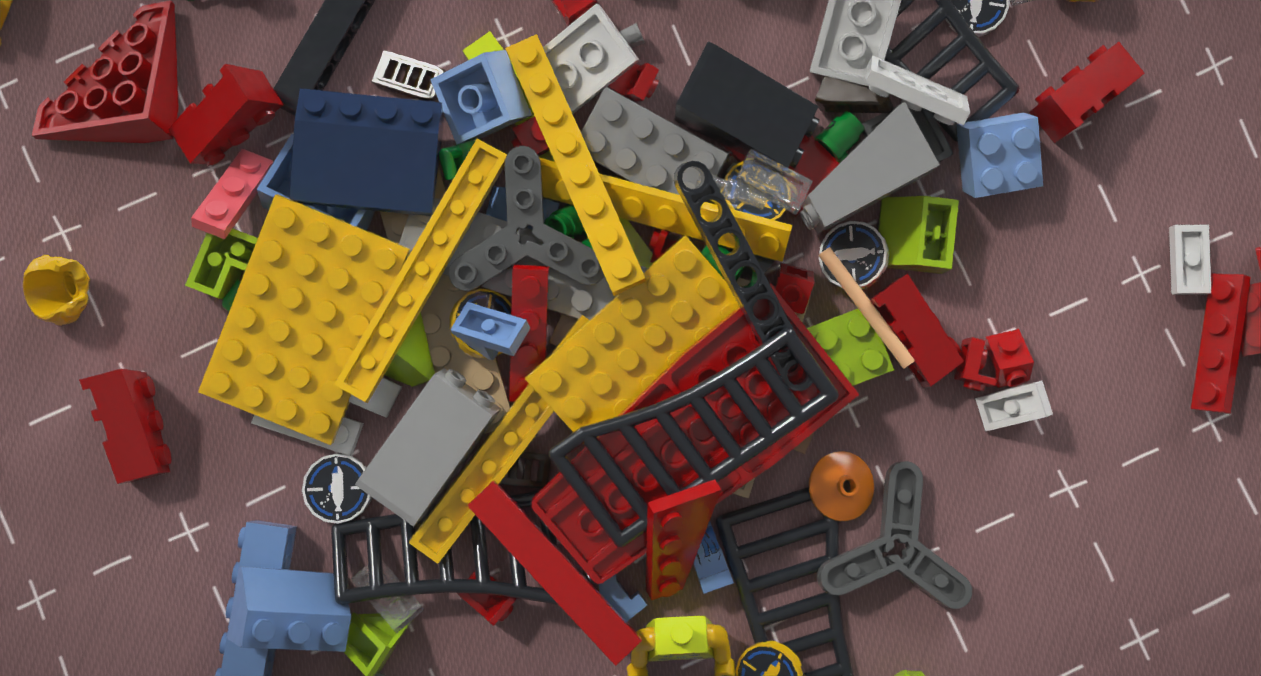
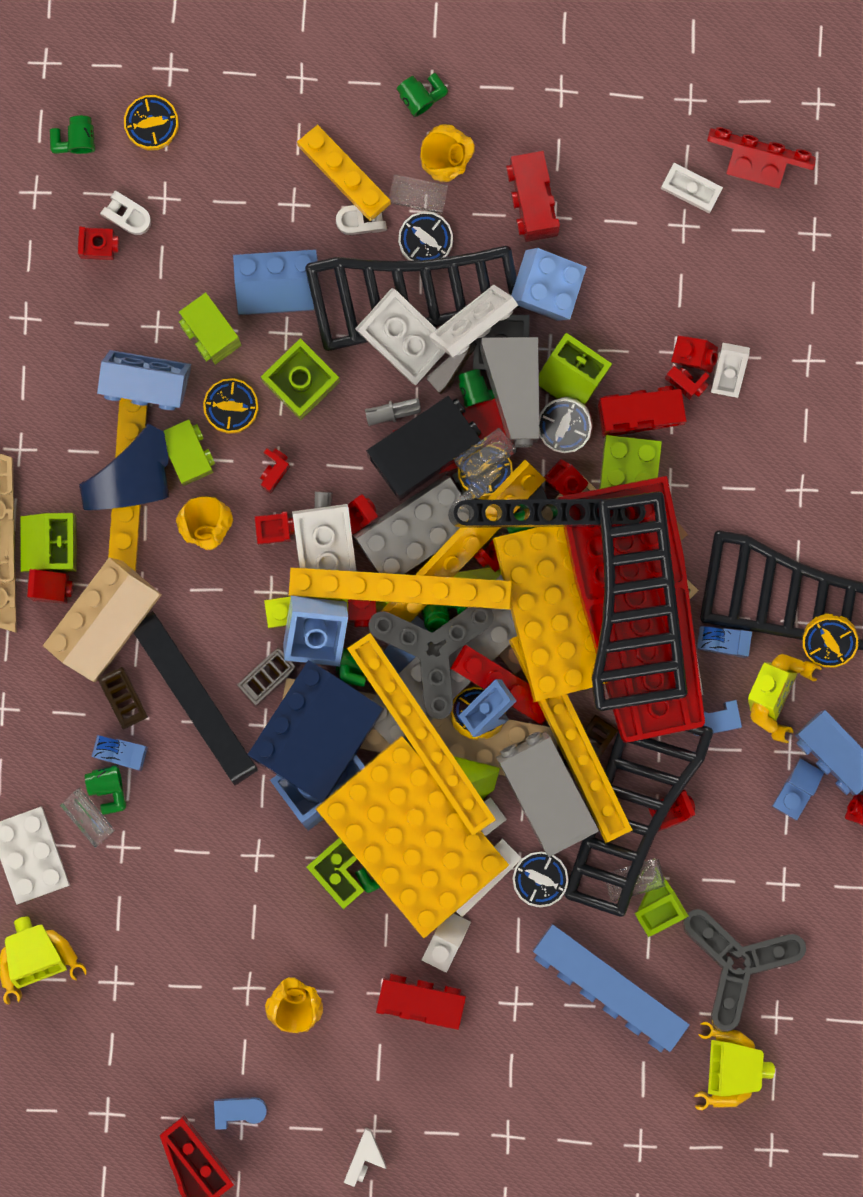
camera: 60 degrees left, 0 degrees up
(125, 92) = (167, 888): red slope -> none
(215, 420) = (446, 942): none -> white slope
(225, 115) = (233, 821): red wedge -> none
(231, 194) = (291, 844): coral plate -> none
(287, 611) = (611, 950): medium blue slope -> none
(555, 572) = (680, 750): red tile -> none
(674, 536) = (699, 655): red wing -> none
(766, 60) = (392, 411): none -> light grey axle
(827, 486) = (720, 531): orange dish -> none
(866, 307) = (609, 437): light nougat bar -> none
(899, 523) = (772, 492): dark grey piece -> none
(1220, 343) = (761, 200): red plate -> none

